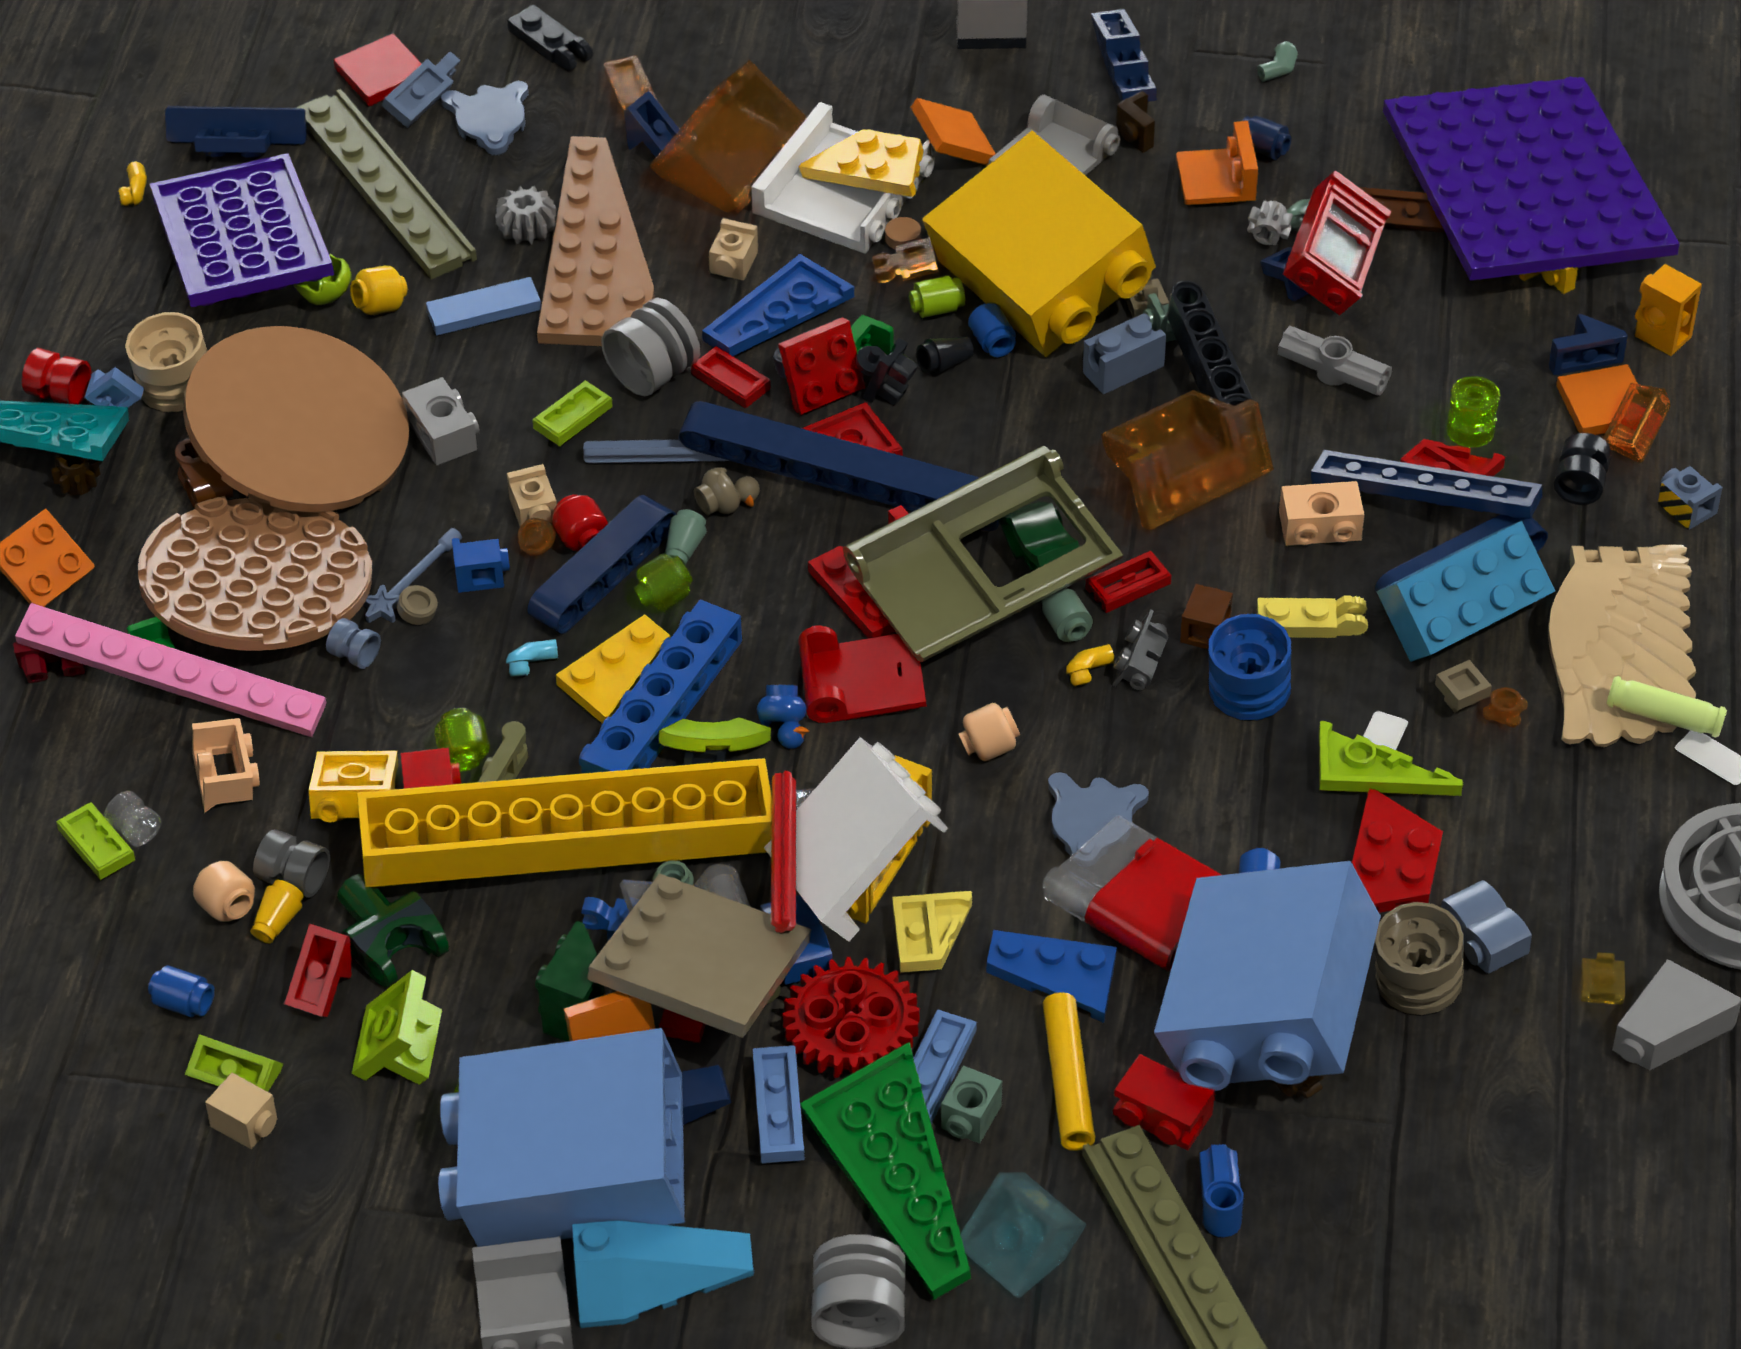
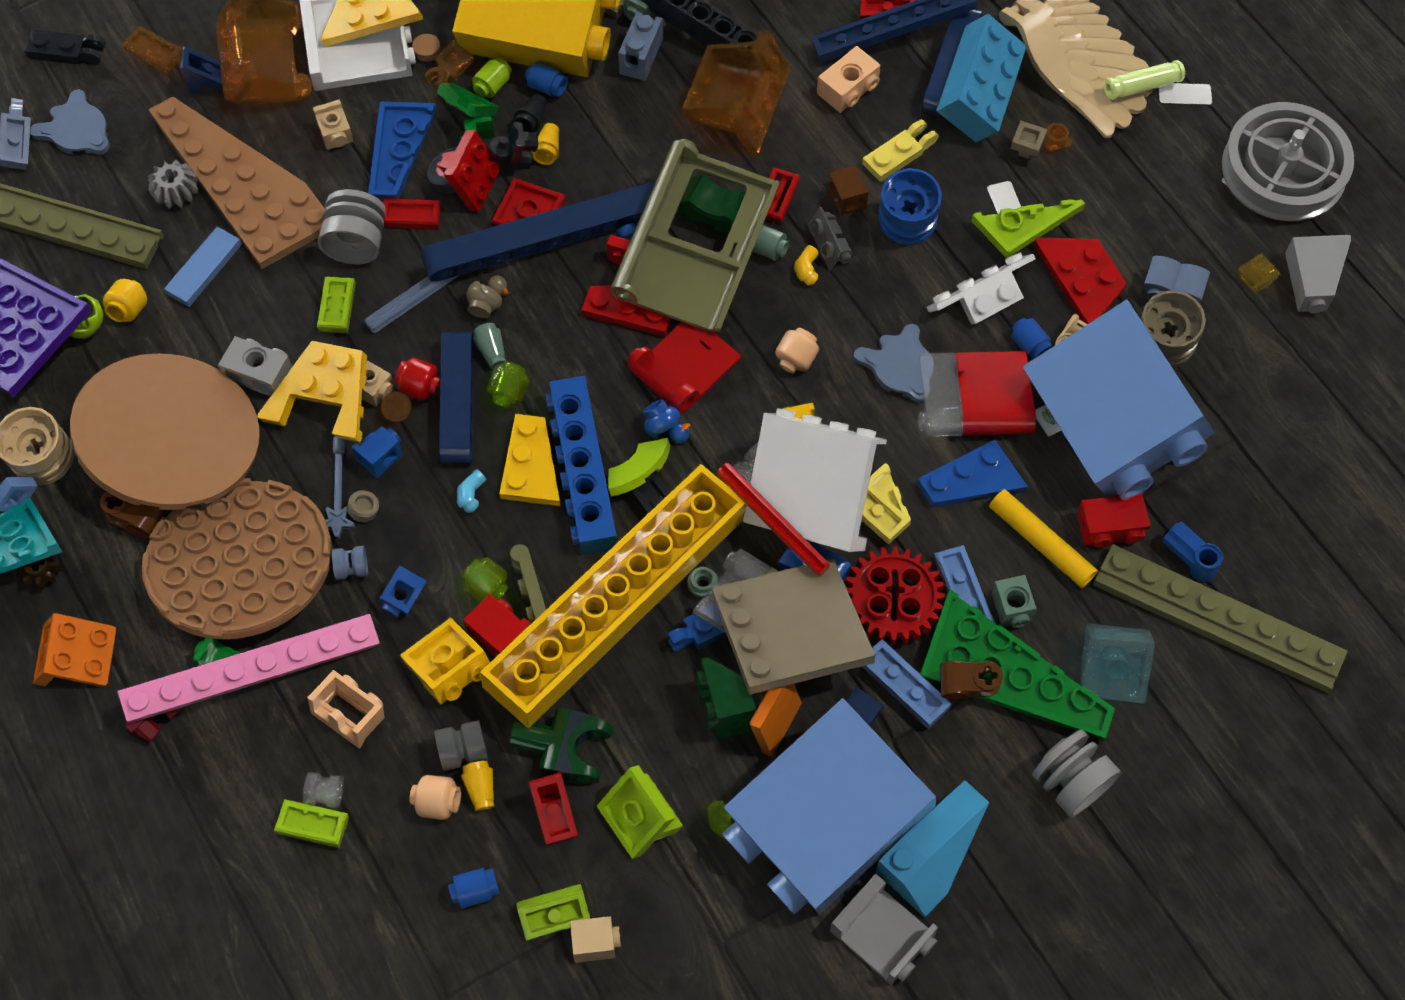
camera: 40 degrees left, 15 degrees up
(374, 685) = (406, 581): none -> blue brick
(485, 464) = (324, 376): none -> yellow wing
(839, 1135) = (966, 680): none -> reddish brown piece
(887, 303) = (466, 101): none -> green wing
(929, 391) = (547, 144): none -> yellow cone
(1257, 807) = (989, 293): none -> white bracket

